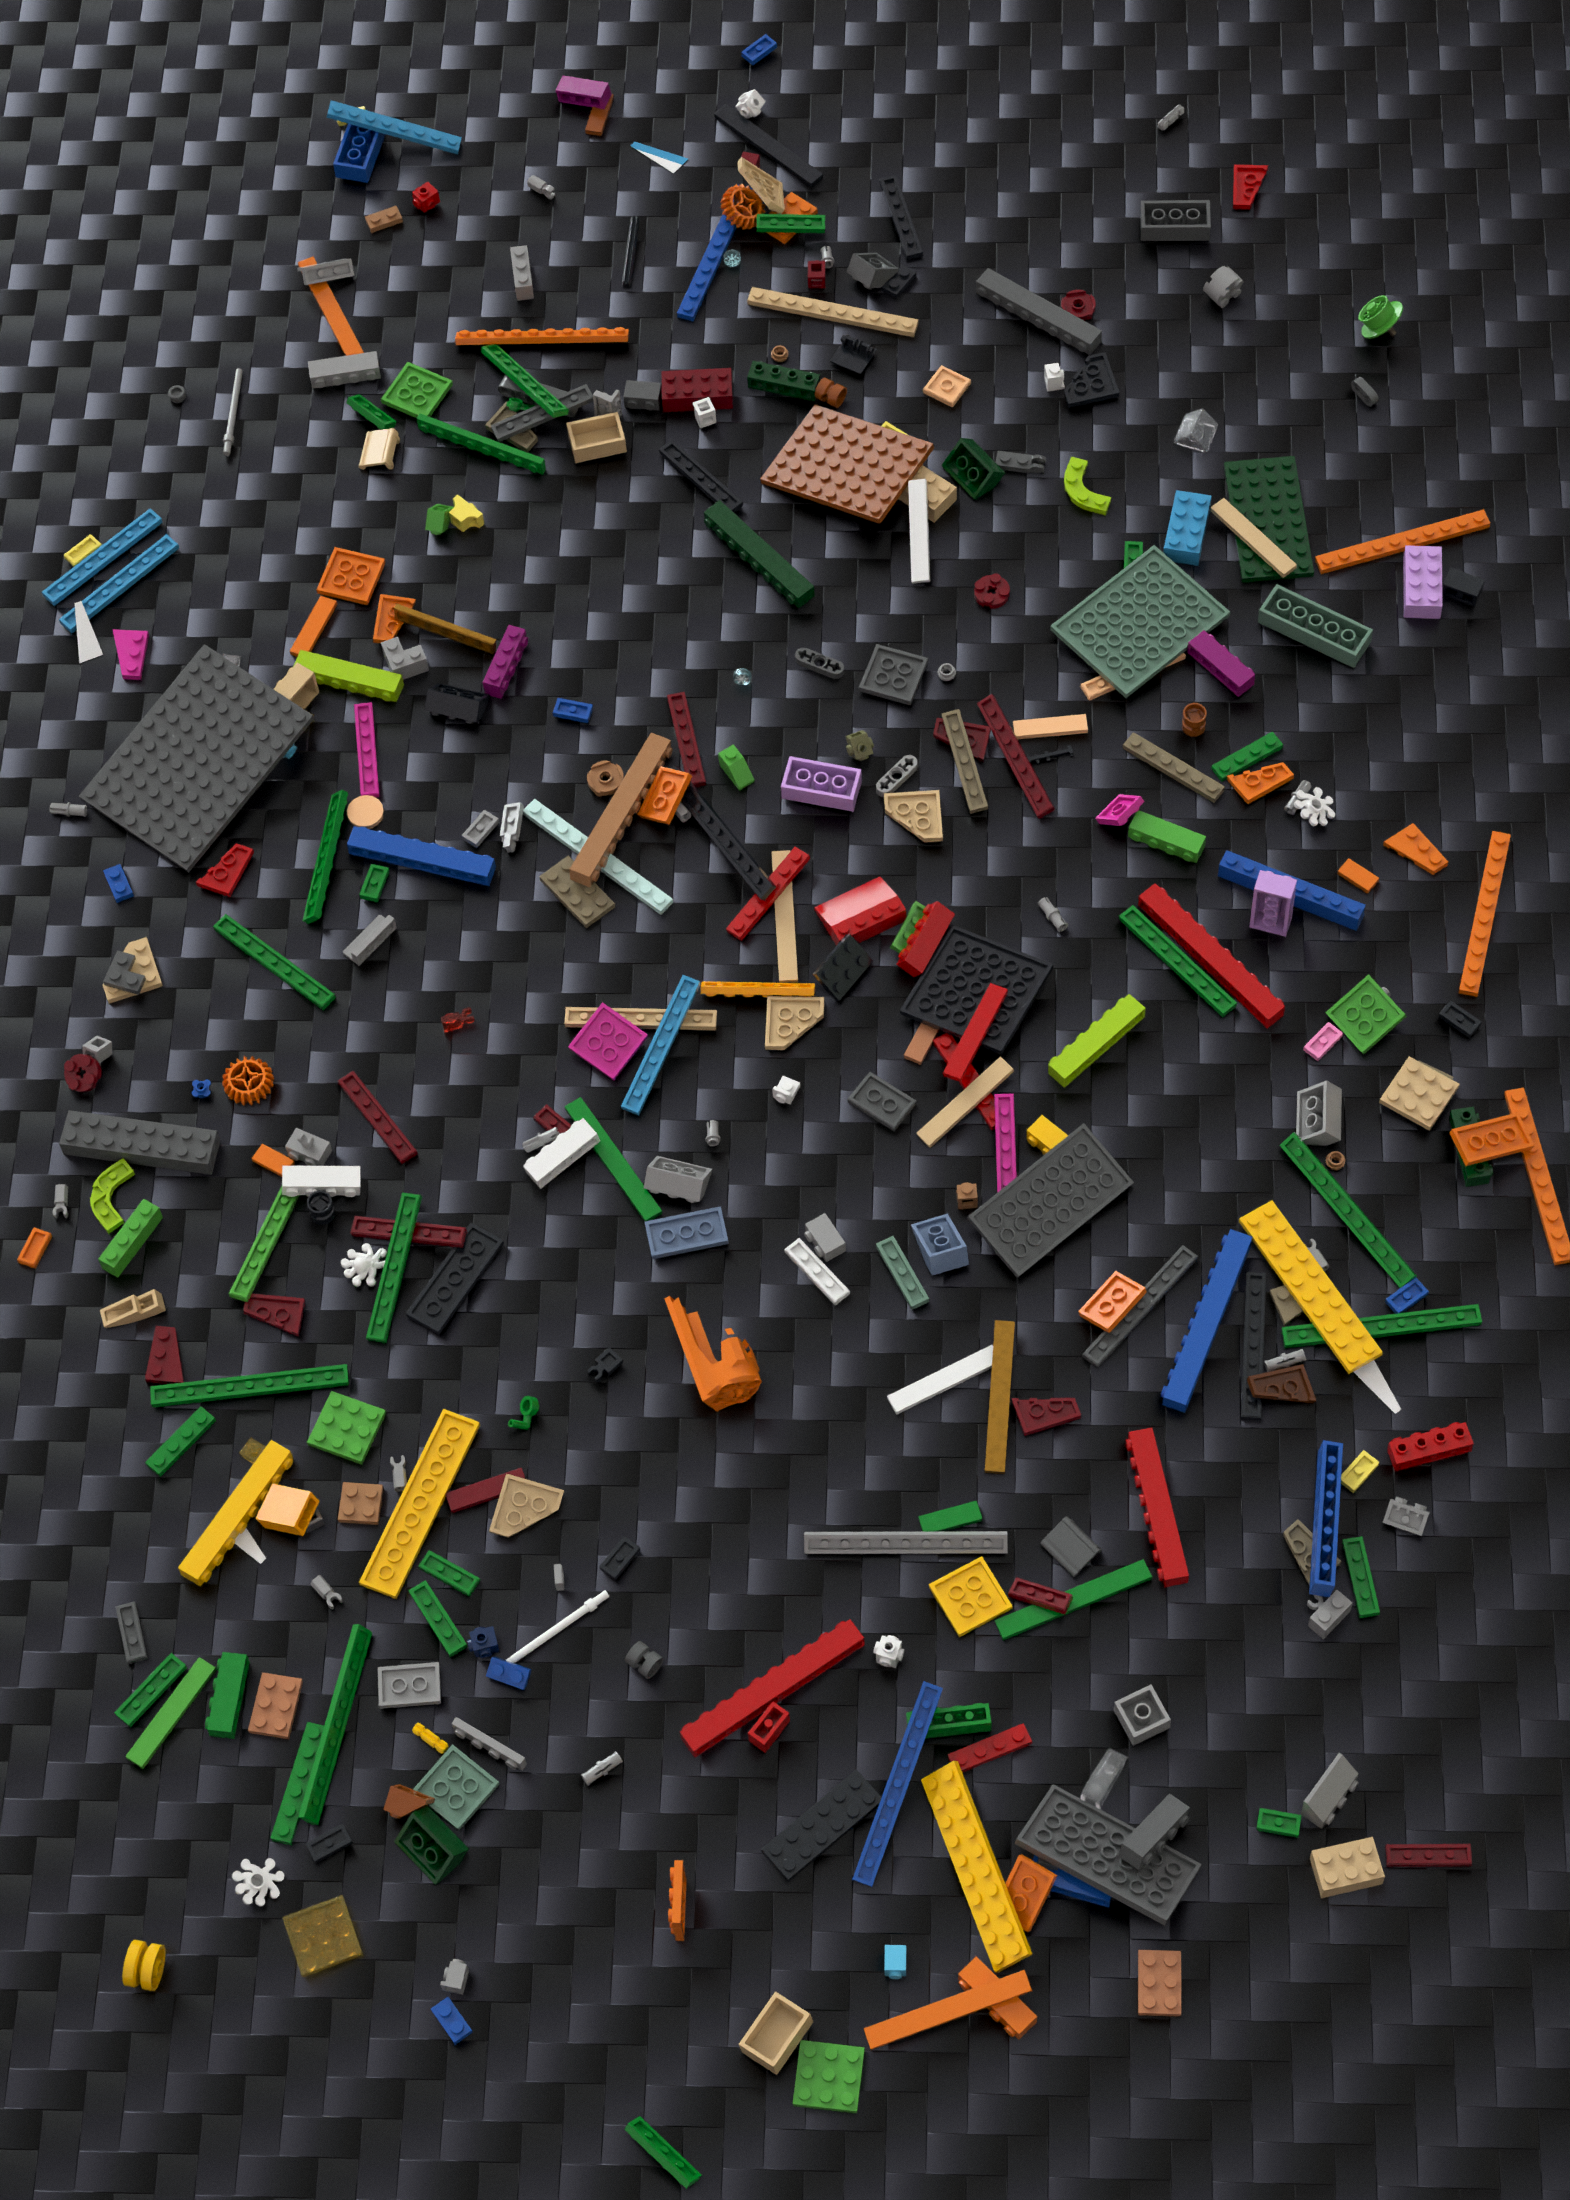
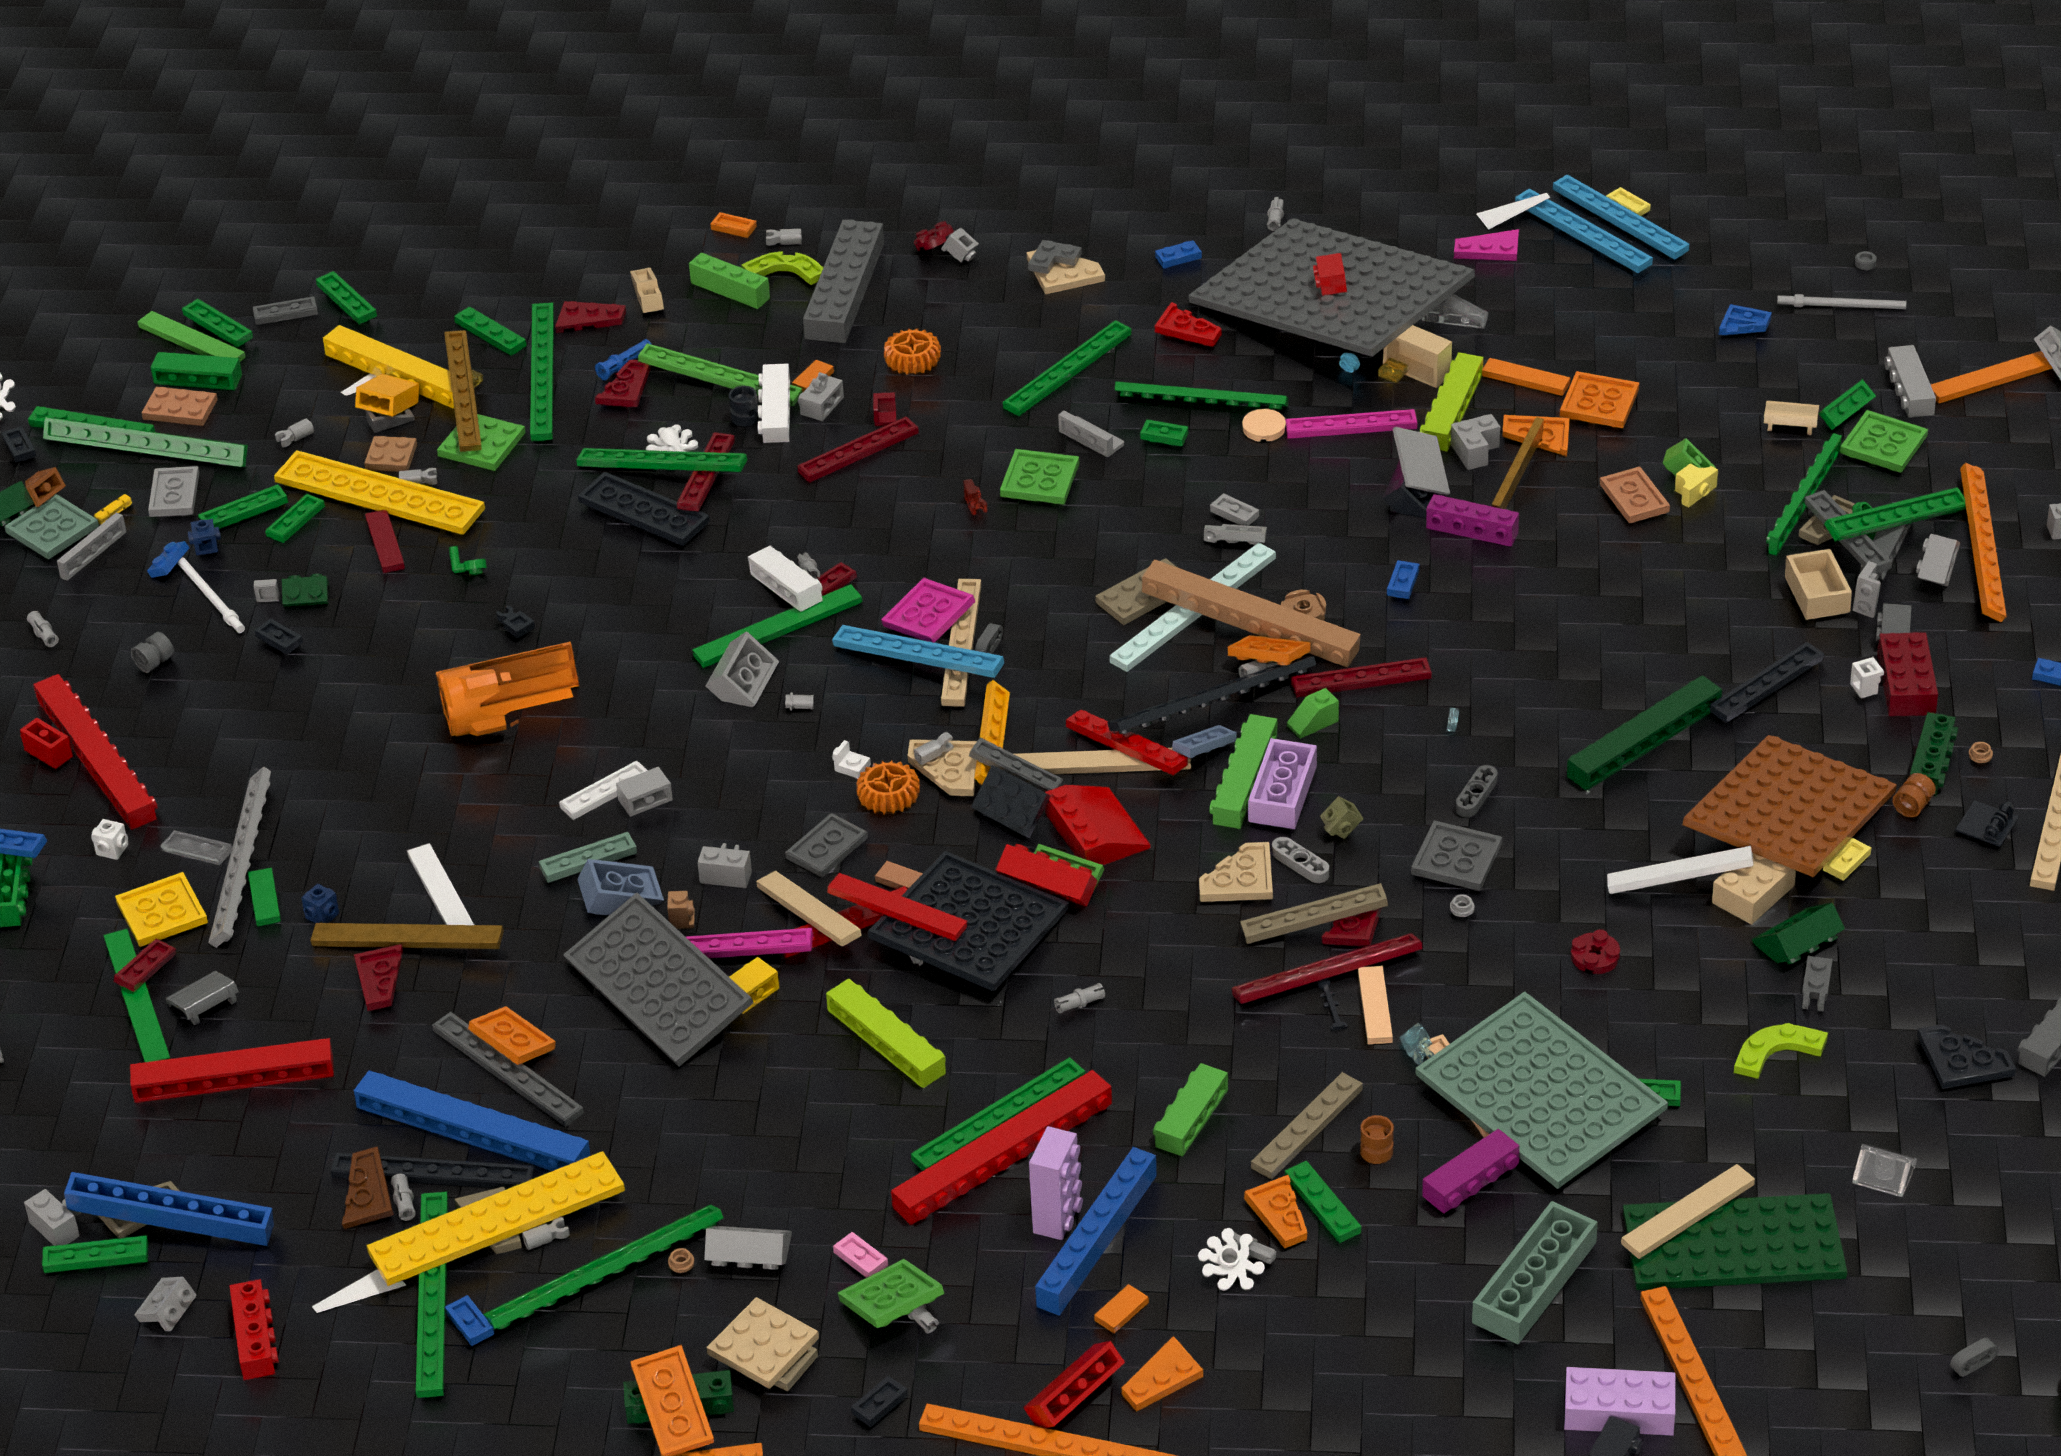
camera: 90 degrees right, 20 degrees down
(120, 1576) = (346, 297): none -> green plate
(200, 747) = (1330, 274): none -> red brick
(201, 1093) = (908, 322): blue plate -> none
(243, 1322) = (616, 362): none -> blue pin
(254, 476) = (1744, 320): none -> blue wing
(290, 1441) = (463, 391): none -> pearl gold tile
(328, 1099) = (884, 408): none -> dark red panel
(421, 855) = (1198, 466): blue brick -> none
(427, 973) = (1039, 476): none -> bright green plate
(443, 689) = (1421, 461): none -> light grey piece
(474, 555) = (1634, 494): none -> nougat plate
(522, 1505) = (358, 562): tan plate -> none
(557, 1545) = (305, 590): none -> dark green bracket
(575, 359) = (1938, 559): none -> light grey brick
(641, 998) = (989, 639): none -> dark grey beam
(686, 1232) = (671, 681): sand blue plate -> none
(772, 837) = (1204, 741): none -> sand blue plate
(784, 1024) = (933, 748): none -> light grey bar
(801, 812) = (1244, 764): none -> bright green brick
(801, 967) = (993, 755): none -> dark grey tile
(811, 1065) = (888, 787): none -> orange gear
(893, 1581) = (196, 847): none -> clear tile
(914, 1168) = (724, 866): none -> light grey brick
(947, 386) = (1944, 914): light nougat tile -> none
(967, 1467) = (320, 904): none -> dark blue brick
(1053, 377) = (1964, 1014): white brick -> none
(1091, 698) = (1416, 1043): none -> clear light blue plate
(1120, 810) = (1230, 1058): dark pink plate -> none
(1187, 527) = (1704, 1144): dark azure brick -> none
(1358, 1471) = (236, 1259): light yellow plate -> none
(1440, 896) = (1074, 1385): none -> red brick

